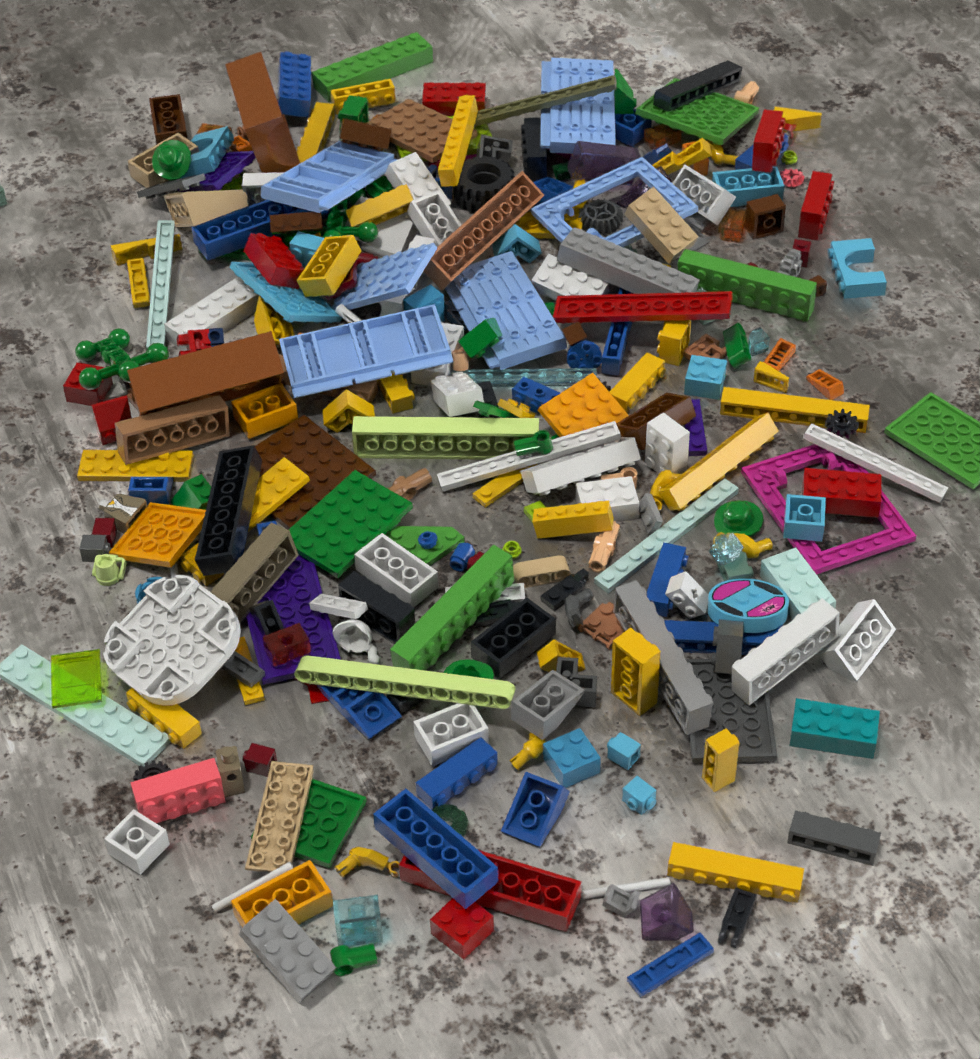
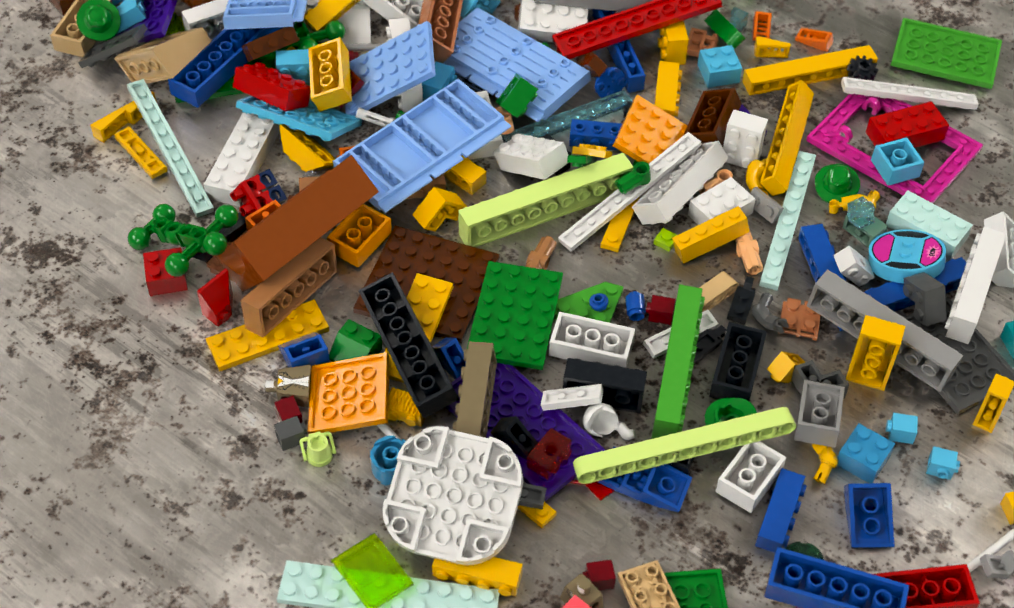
camera: 30 degrees left, 5 degrees up
(512, 548) = (671, 282): lime plate -> none

